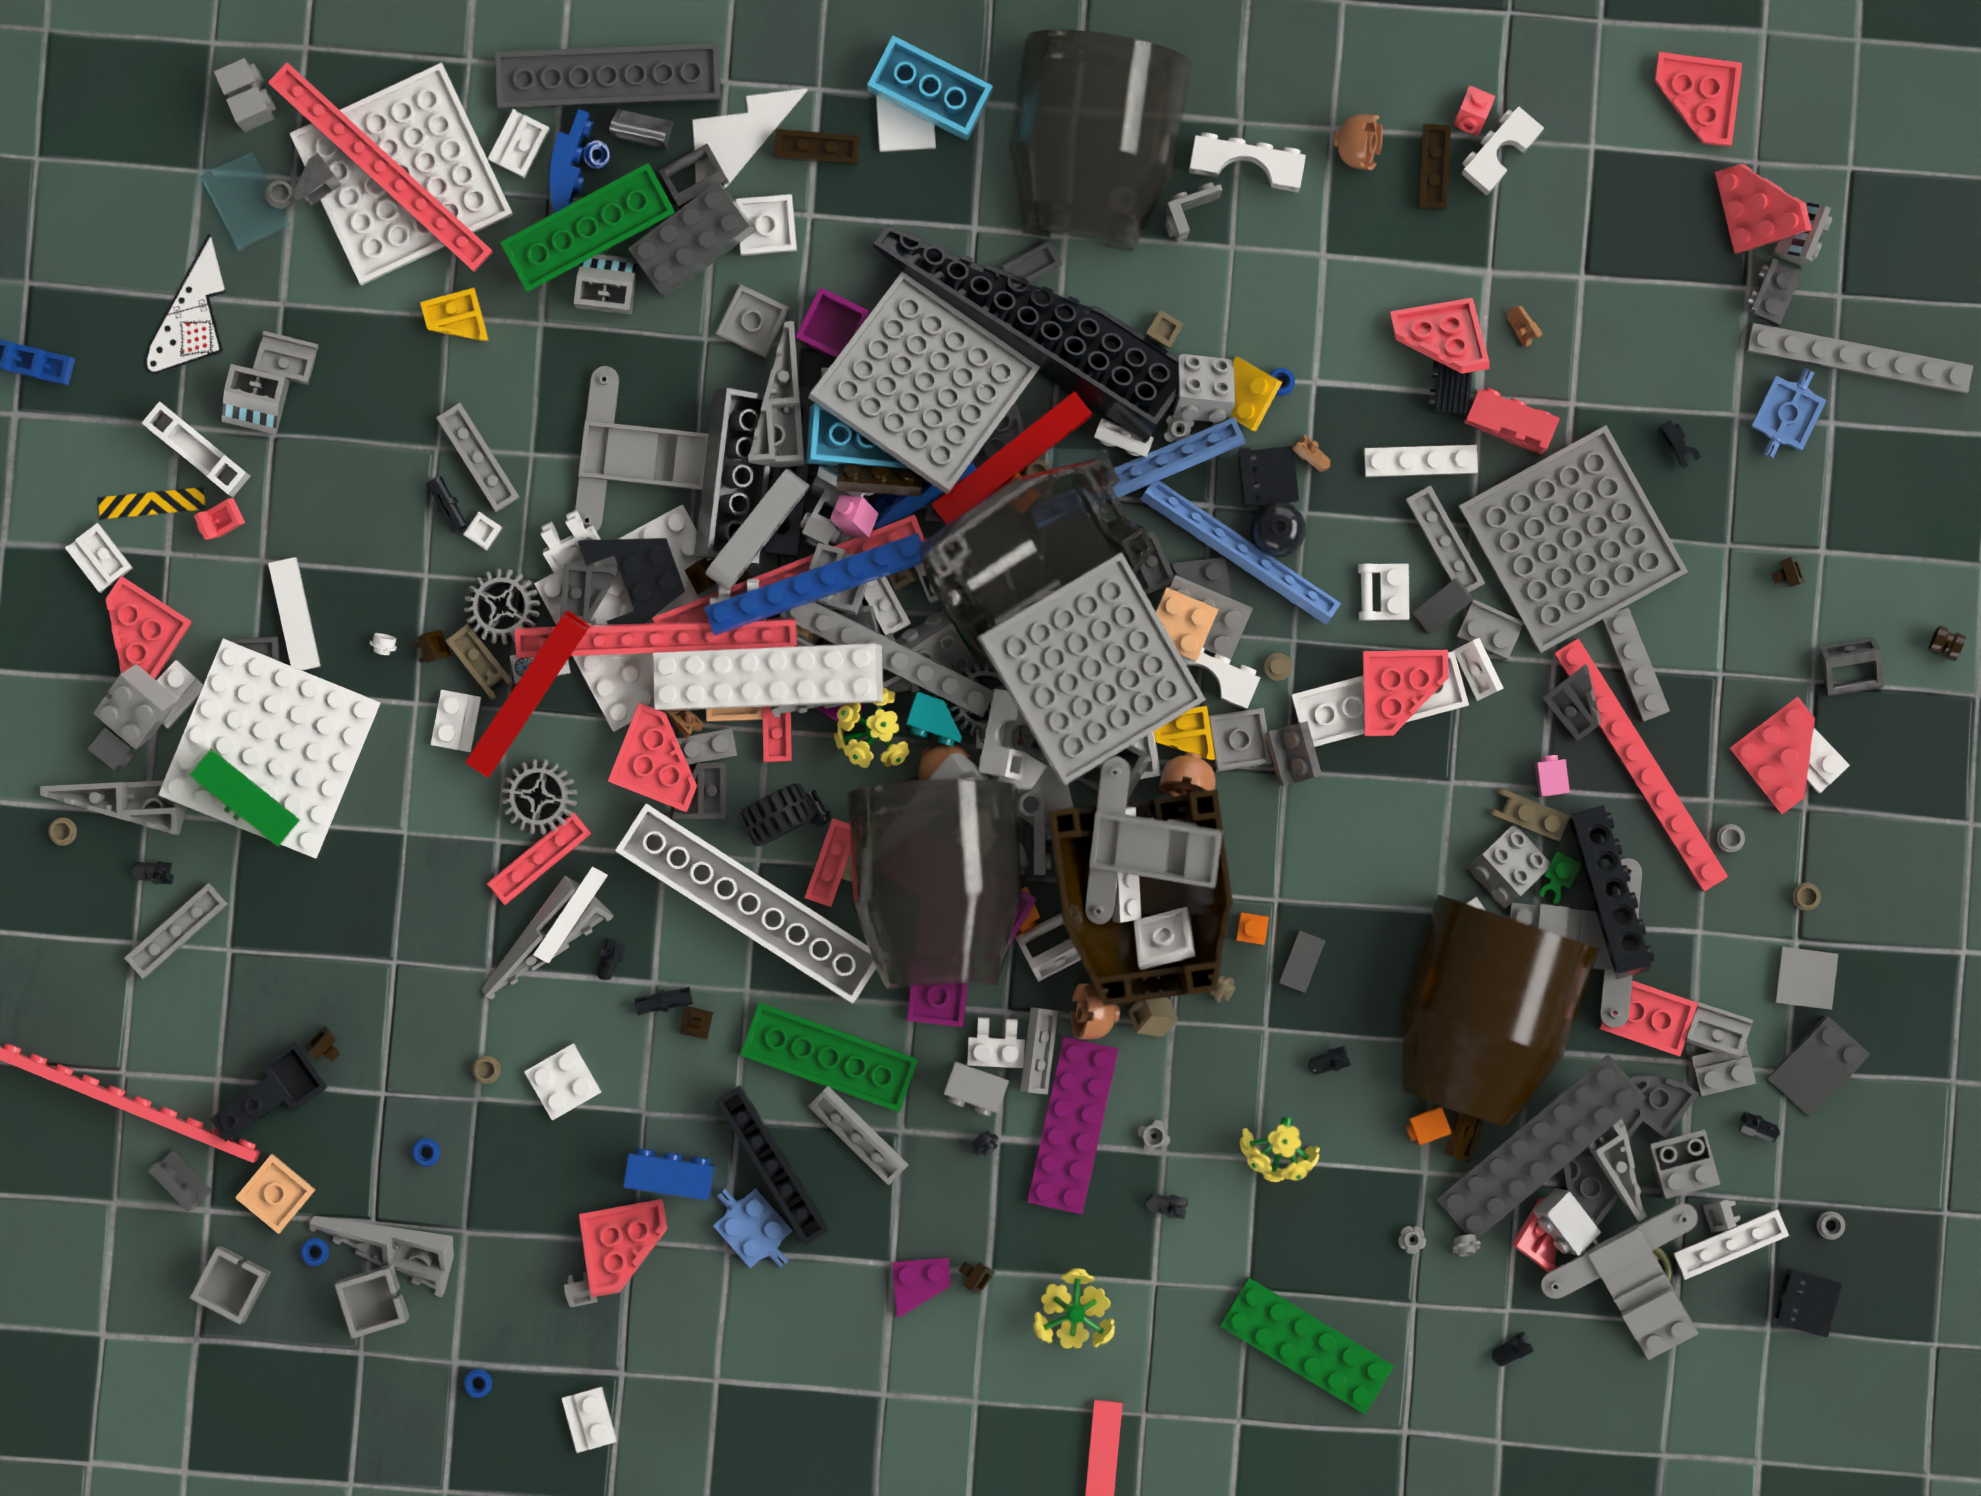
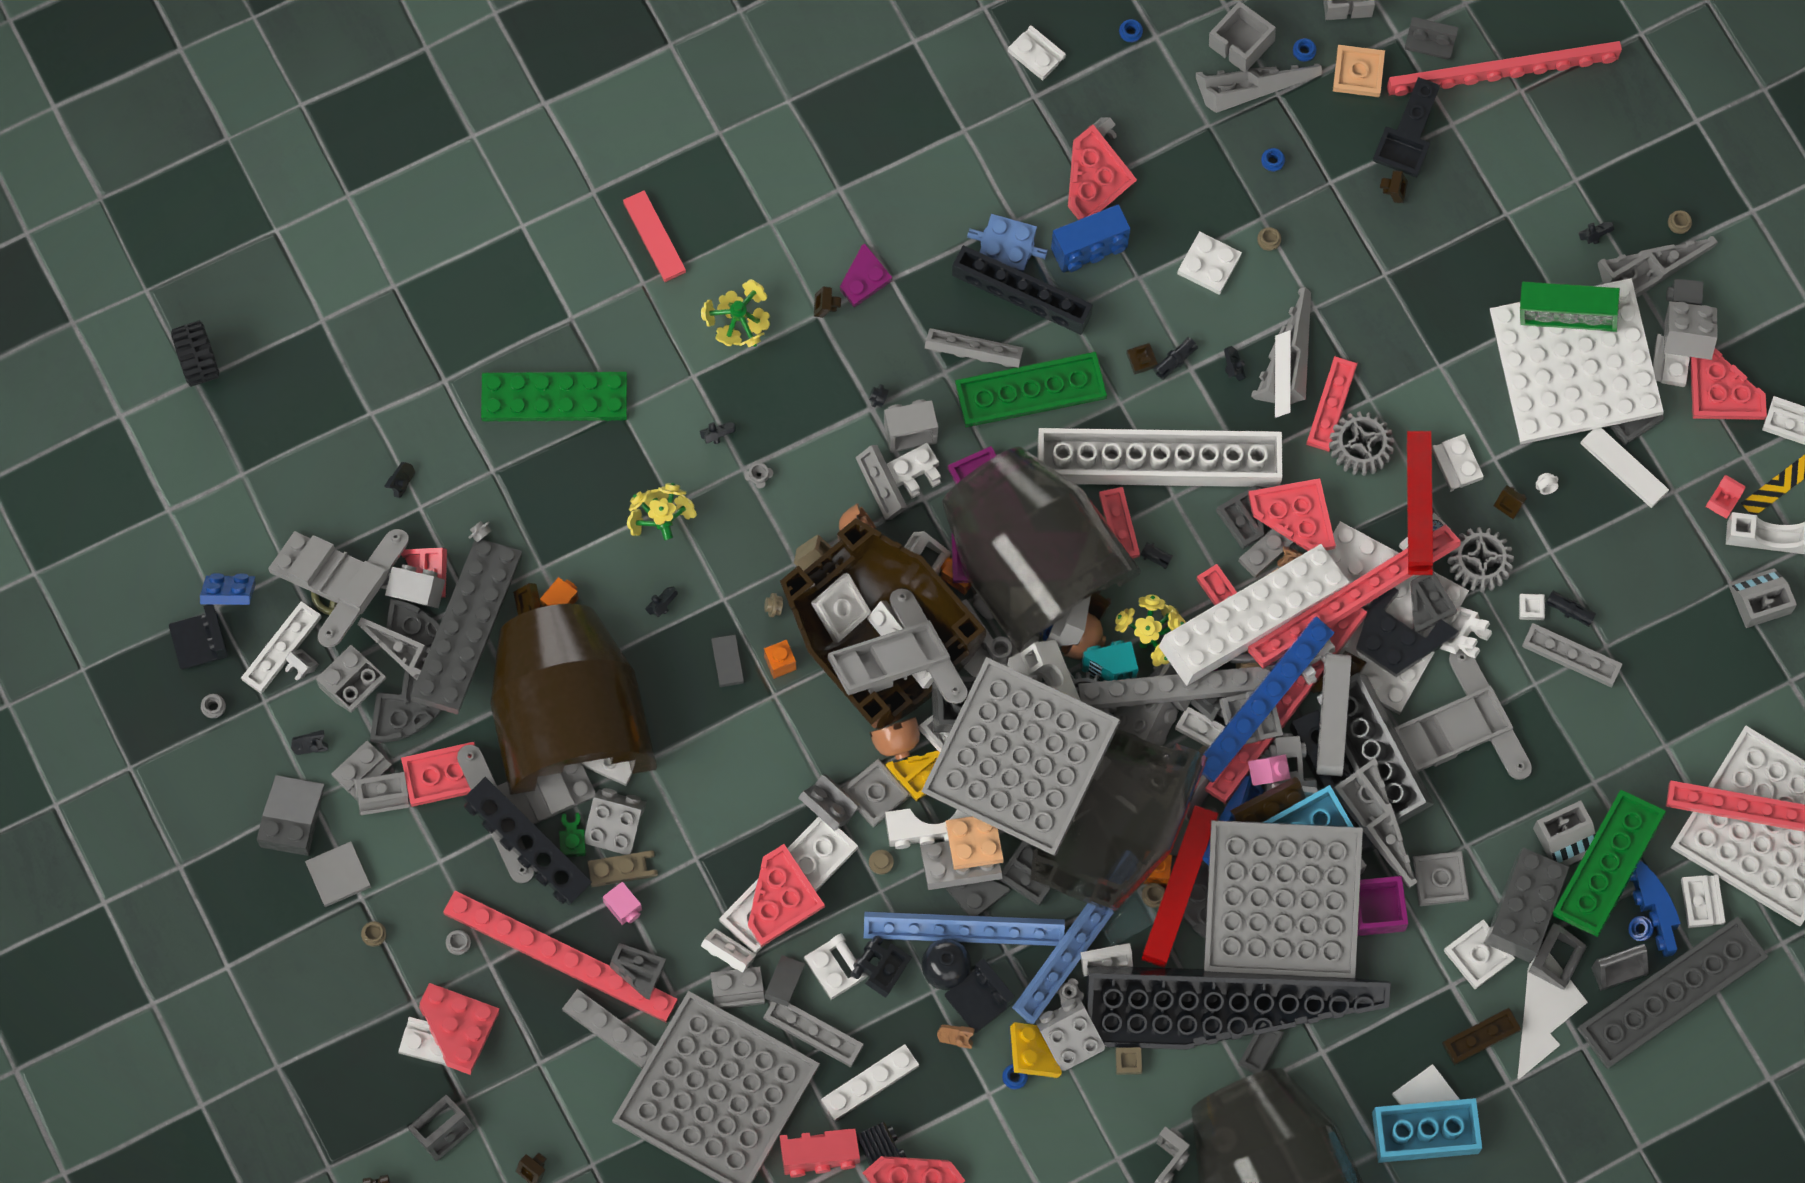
camera: 145 degrees right, 15 degrees down
(176, 930) = (1552, 202): light grey plate -> none
(286, 357) = (1760, 641): light grey plate -> none
(456, 315) = (1659, 747): yellow wing -> none
(478, 659) = (1470, 512): dark tan hinge -> none
(777, 814) = (1181, 527): black tyre -> none
(1072, 1125) = (822, 447): magenta plate -> none
(1338, 555) = (888, 969): none -> black plate
(1404, 1239) = (522, 519): light grey plate -> none
(1752, 1333) = (227, 589): none -> blue plate

